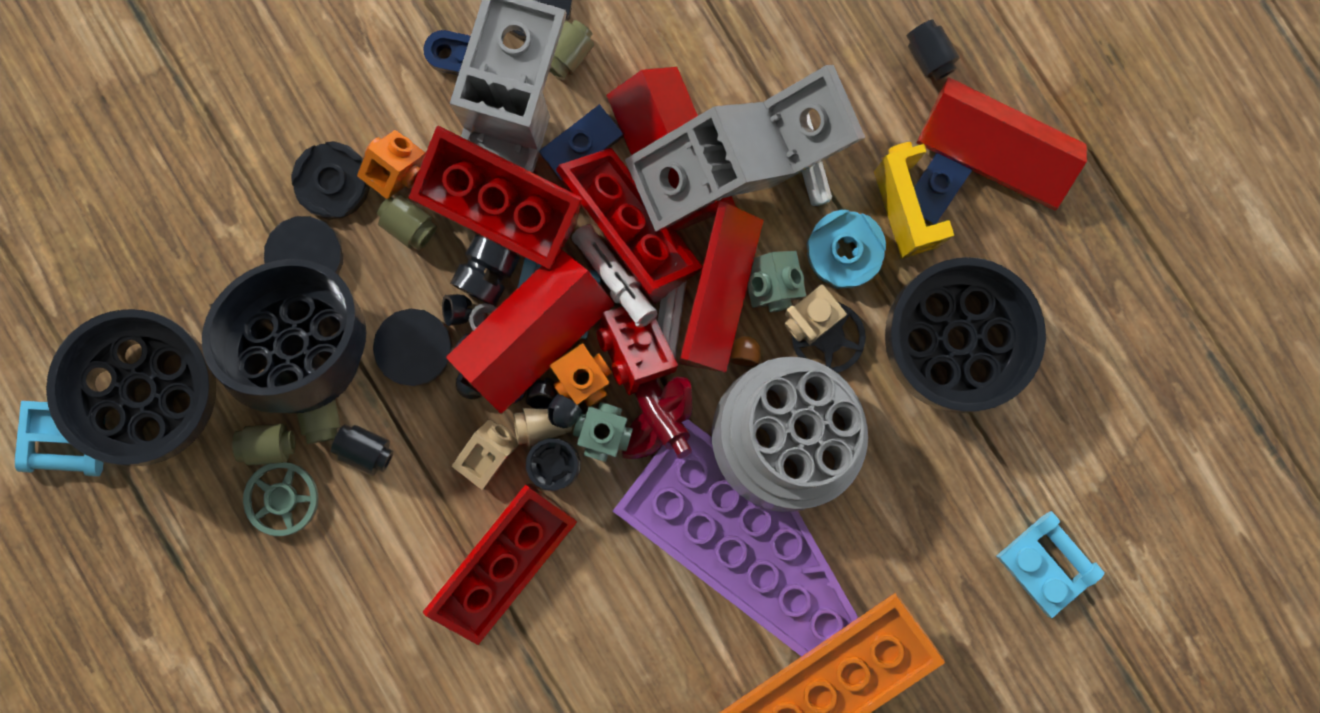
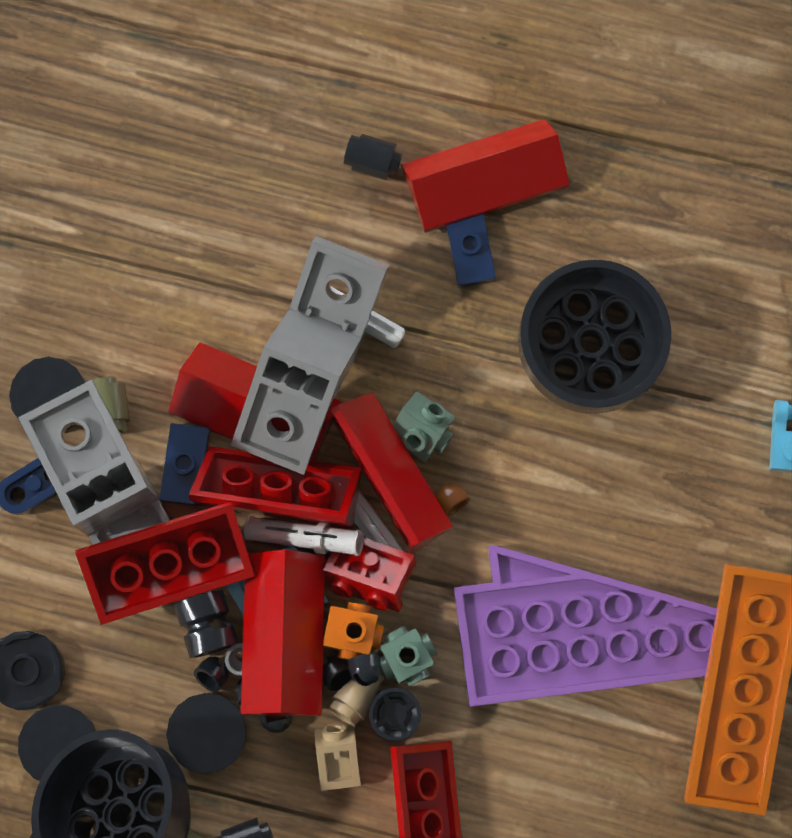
camera: 45 degrees left, 5 degrees down
(391, 164) = (61, 613): orange brick -> none
(406, 222) = (112, 645): olive brick -> none
(661, 419) = (440, 604): dark red plant -> none
(759, 471) = (546, 573): light grey wheel -> none
(814, 315) = (474, 425): tan bracket -> none
(834, 340) = (499, 430): black wheel -> none
(868, 254) = (469, 344): medium azure plate -> none
(902, 203) = (460, 286): yellow panel -> none

